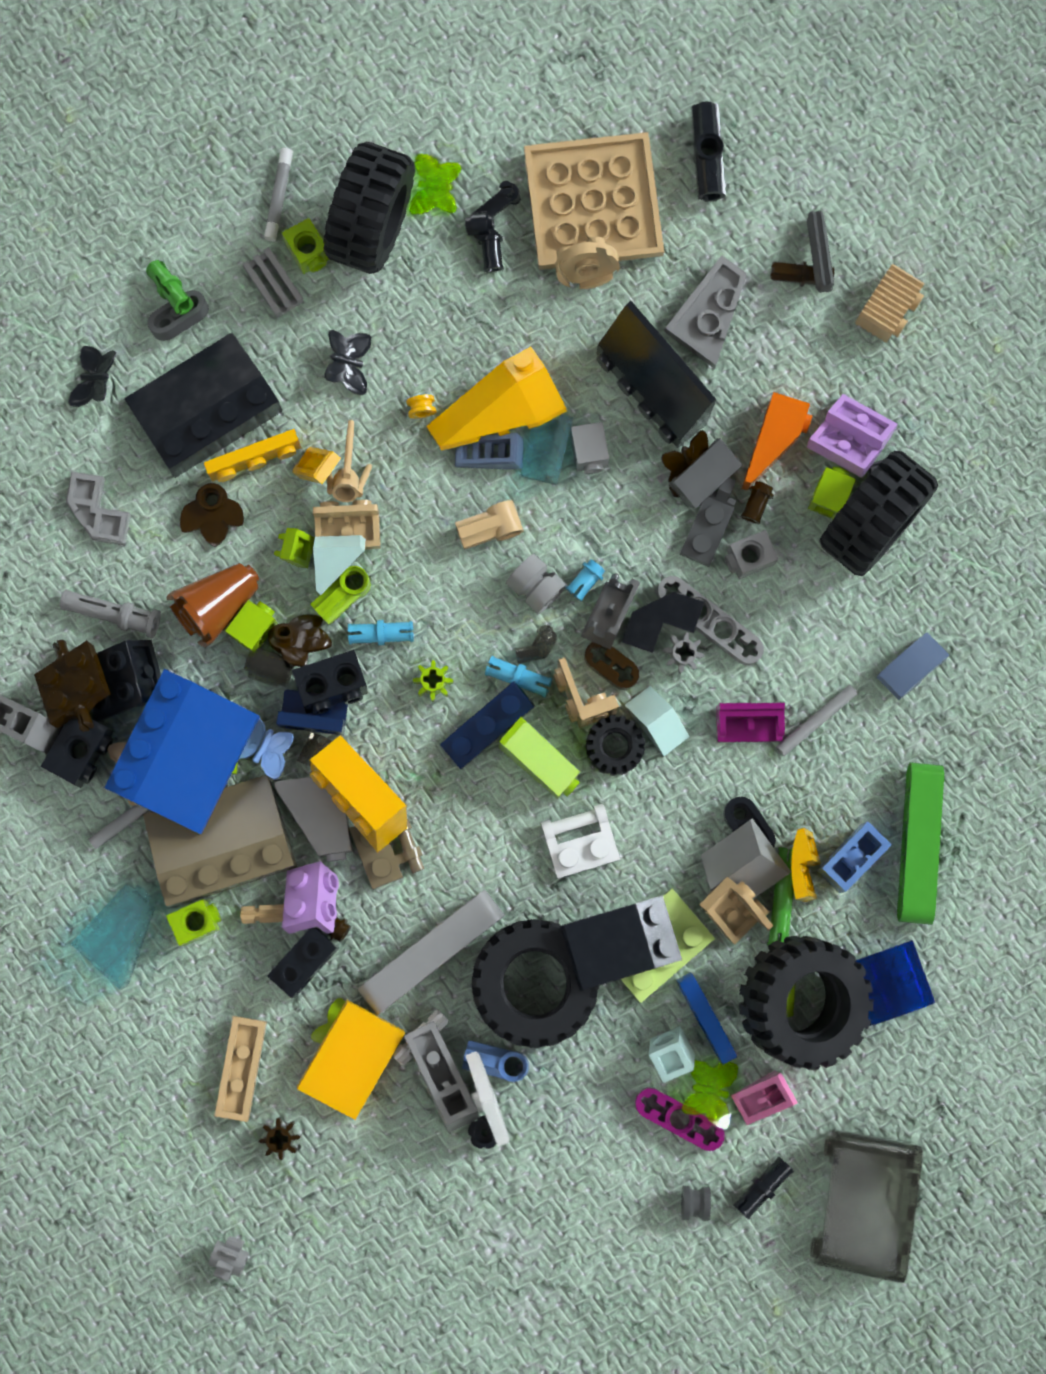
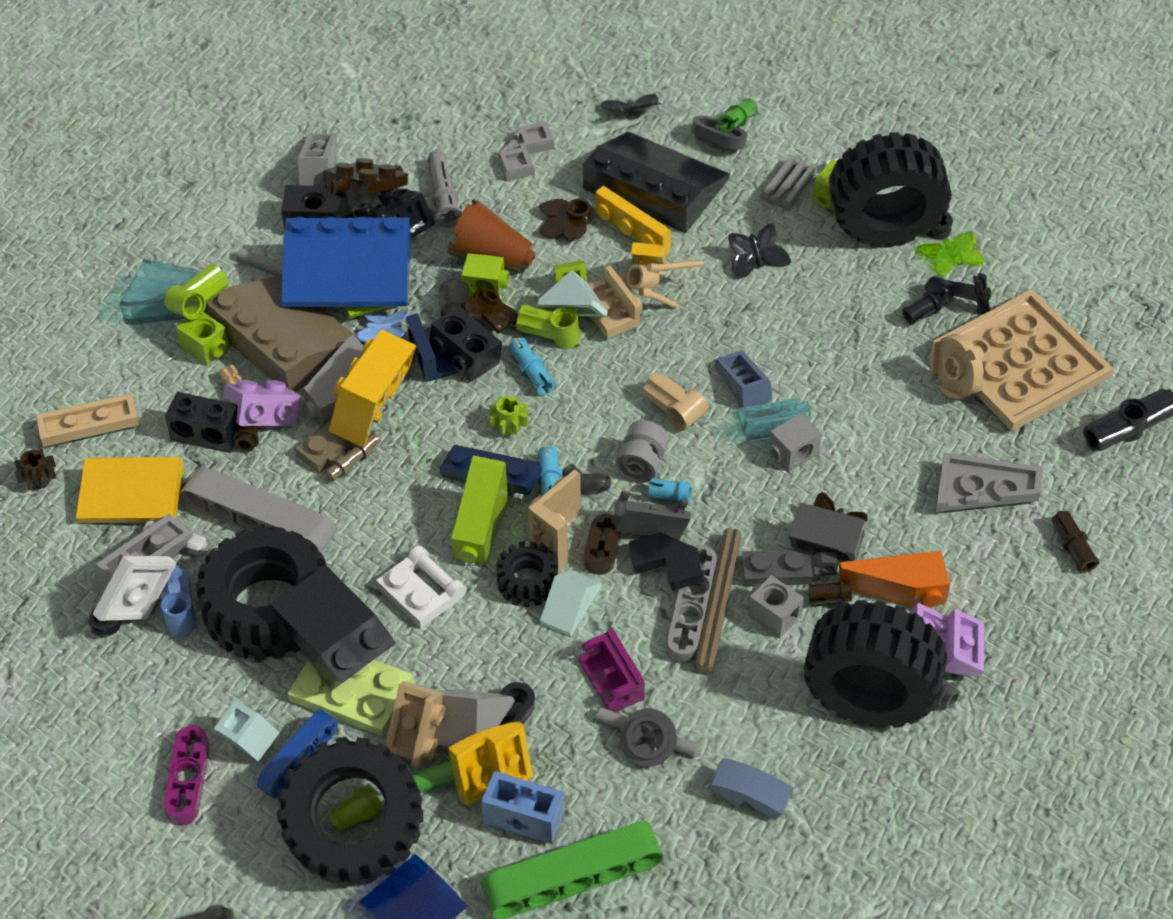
camera: 70 degrees right, 30 degrees down
(156, 920) = (192, 296): none -> lime piece
(421, 406) = (750, 313): yellow bush -> none
(507, 398) = (803, 365): yellow wedge -> none
(655, 376) = (888, 453): black slope -> none
(684, 571) = (718, 601): none -> dark tan axle
(690, 647) = (646, 589): light grey gear -> none
(695, 1203) = (106, 818): dark grey wheel -> none
(708, 1092) = (228, 783): clear neon green piece -> none
(763, 1187) = (147, 875): black pin -> none
(764, 1097) = (243, 837): bright pink slope -> none
(820, 251) = (1103, 538): dark grey axle -> none
(838, 733) = (632, 733): none -> dark grey gear
(889, 304) = (1098, 619): tan brick -> none

